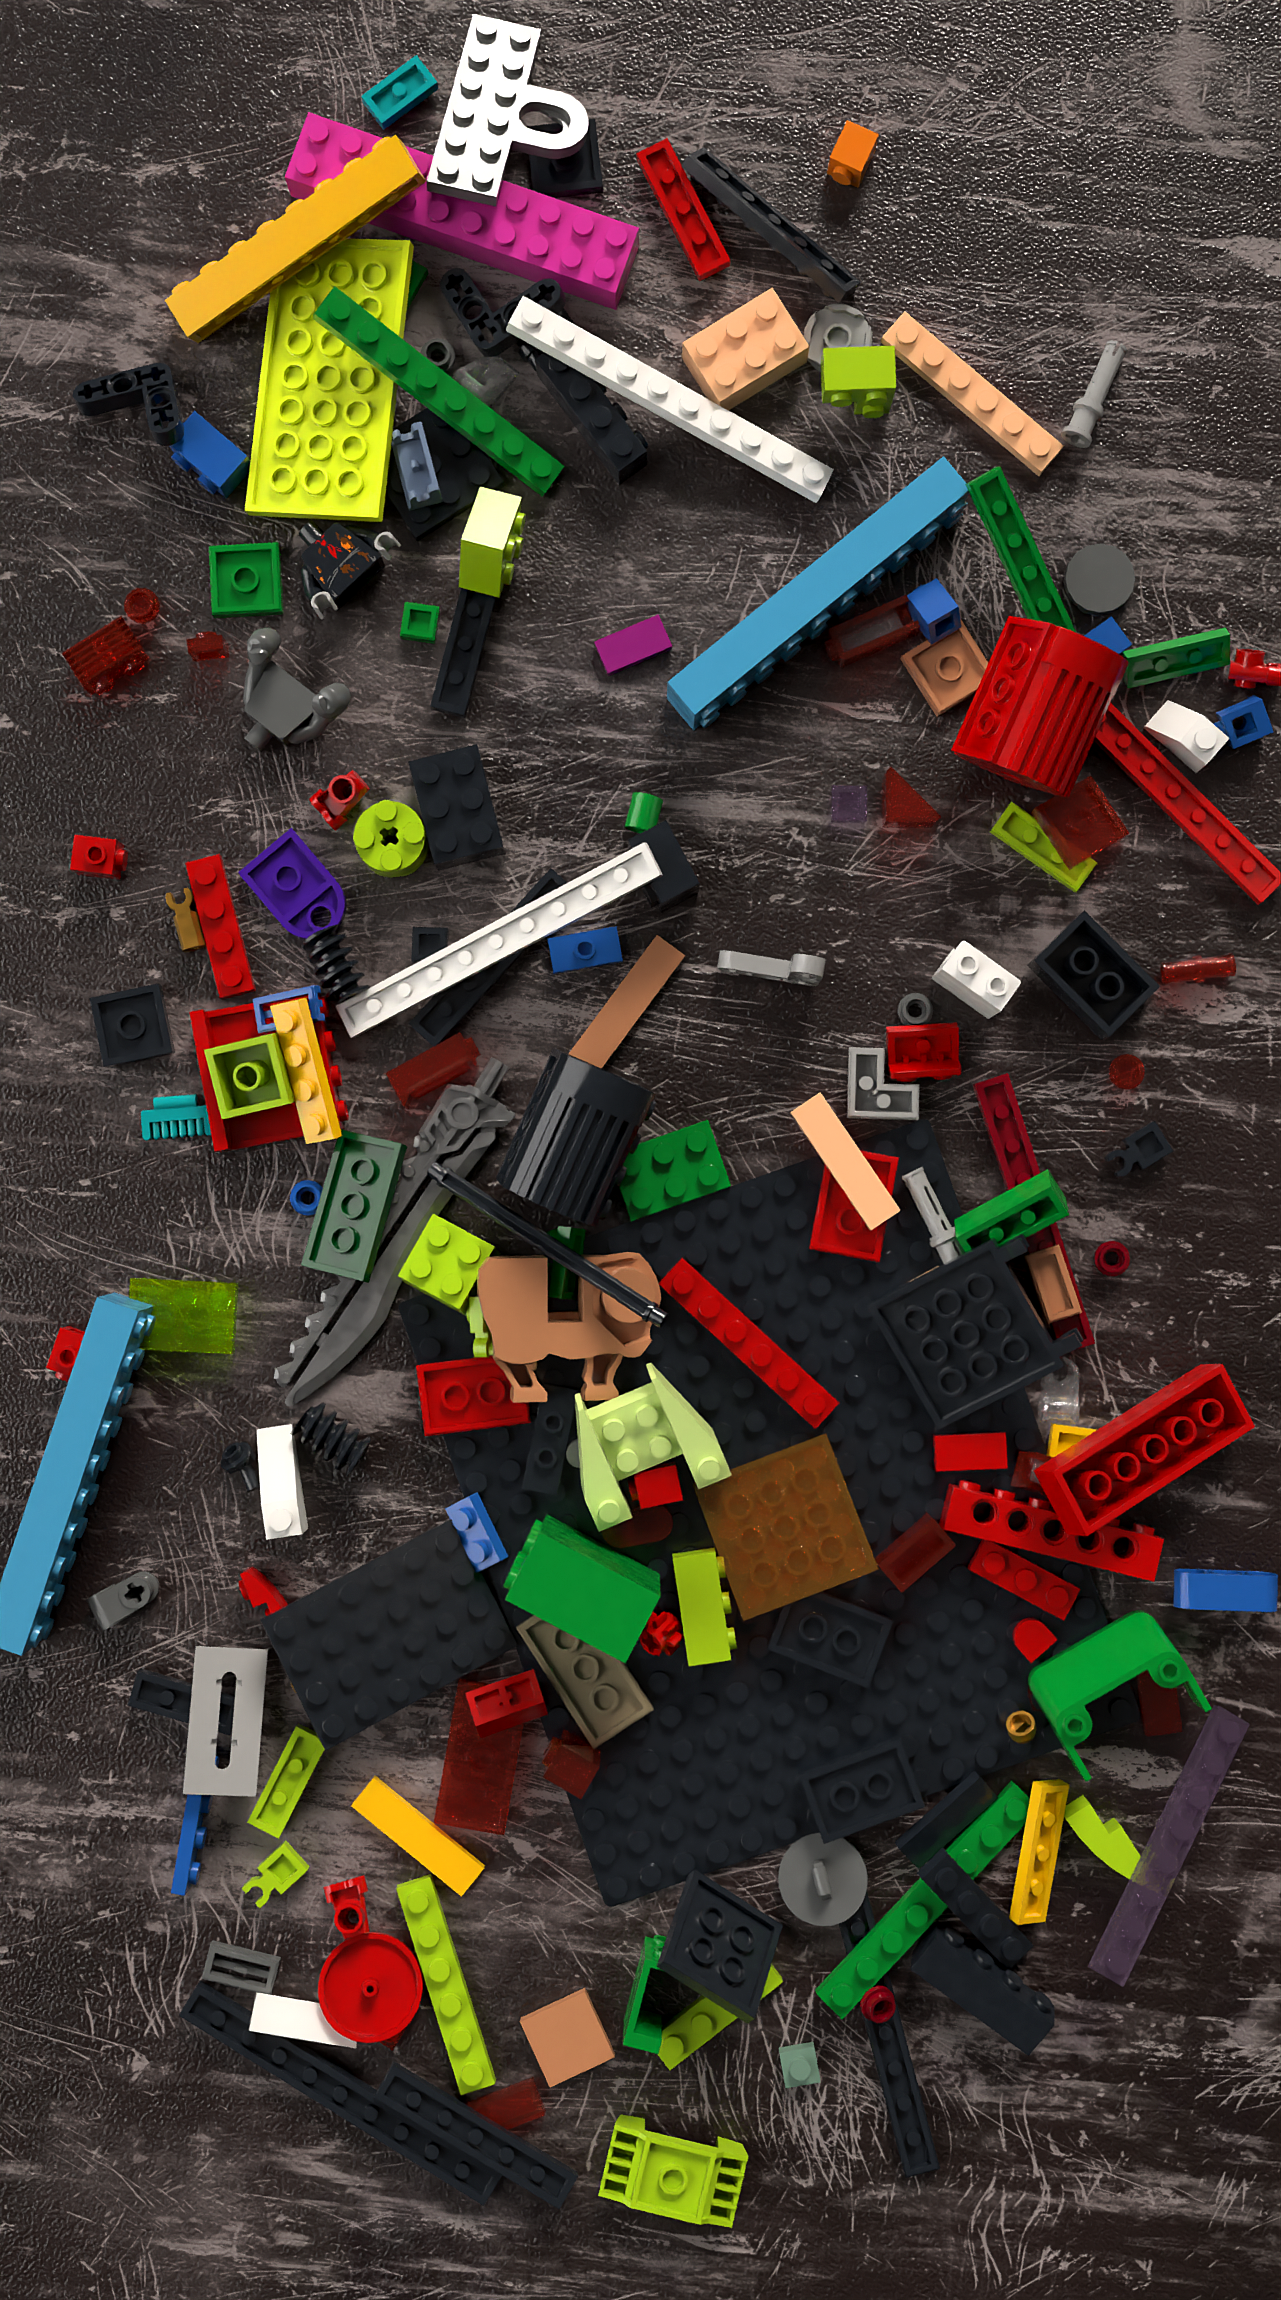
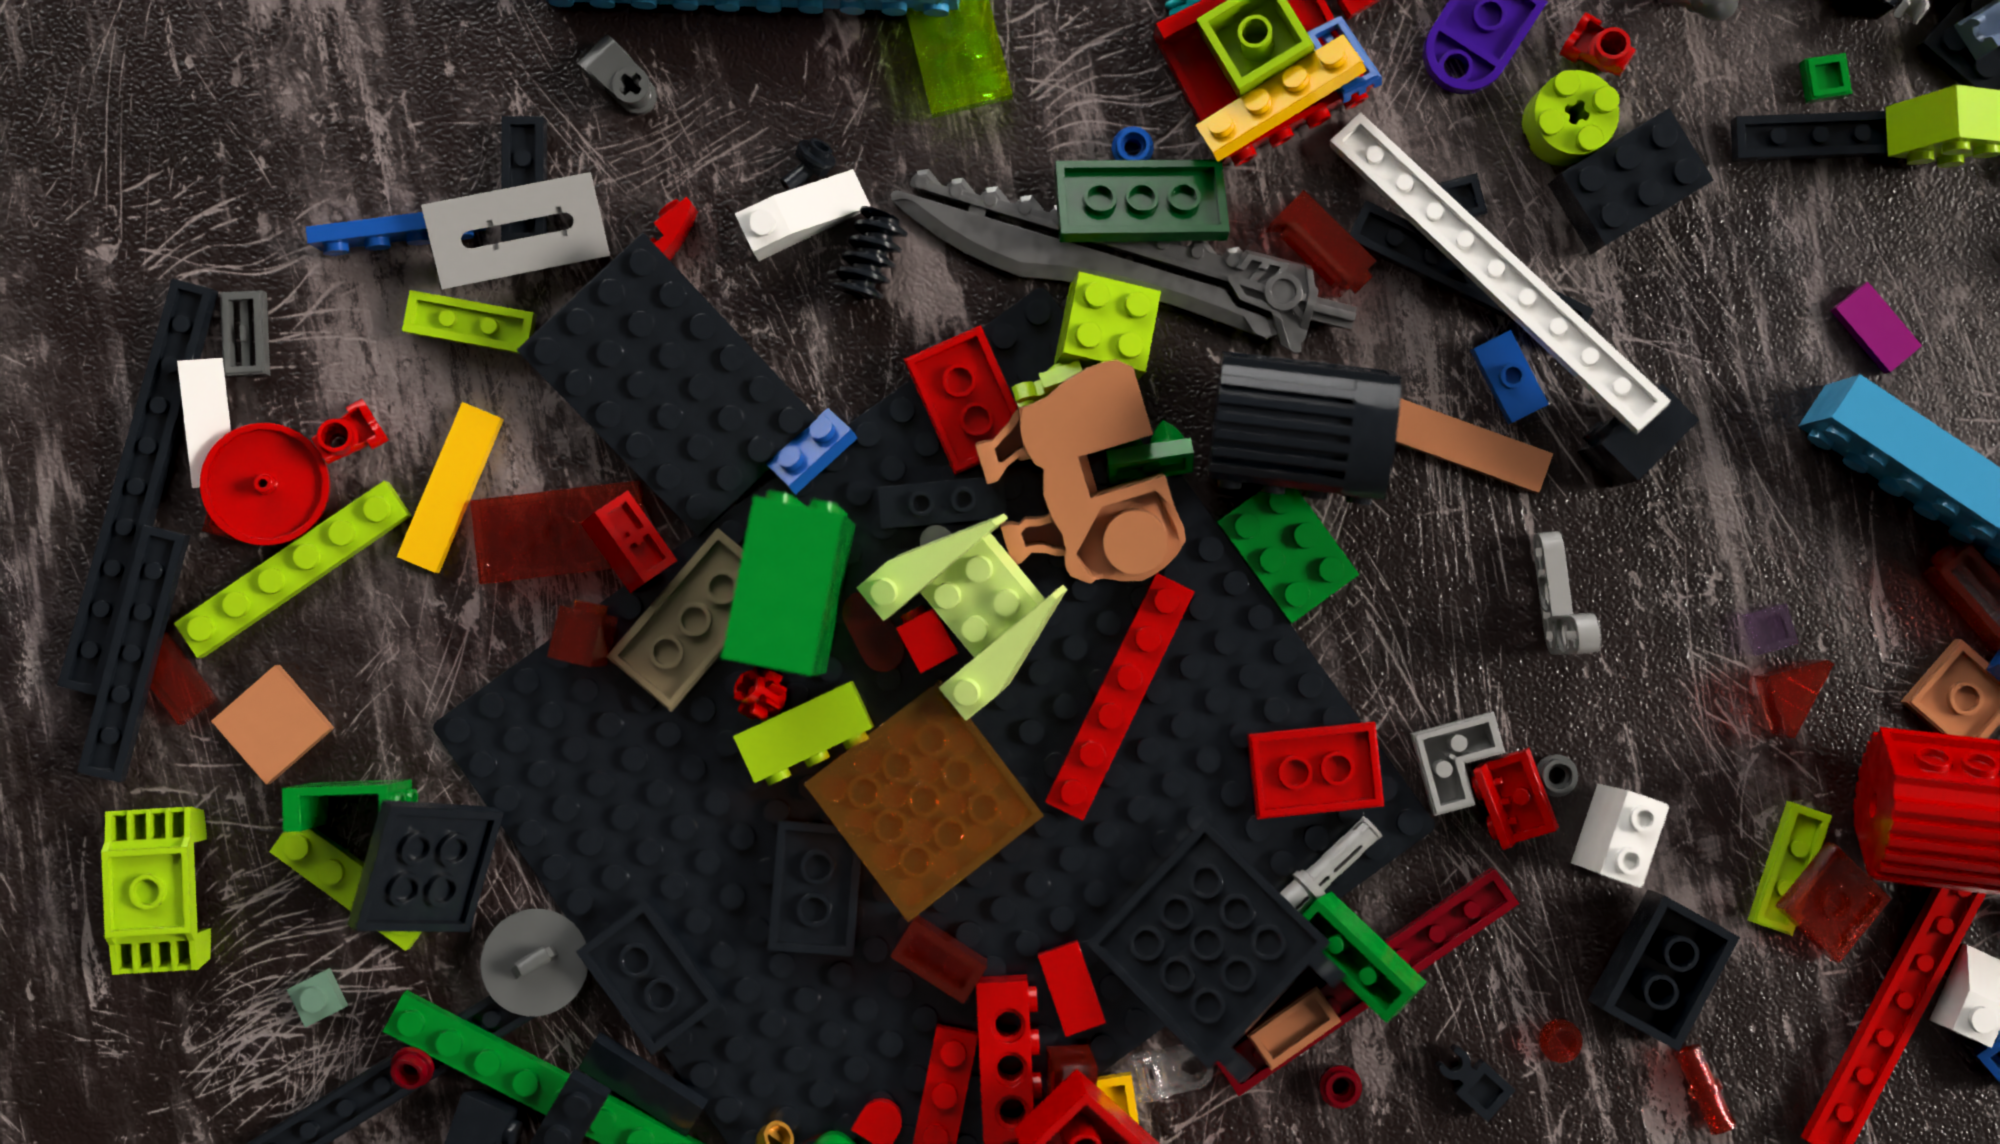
camera: 65 degrees right, 0 degrees up
(278, 1871) = (364, 342): lime plate -> none
(333, 964) = (1408, 92): black piece -> none
(550, 1246) = (1166, 433): black piece -> none
(643, 812) = (1694, 393): green beam -> none
(845, 1161) = (1362, 745): light nougat tile -> none

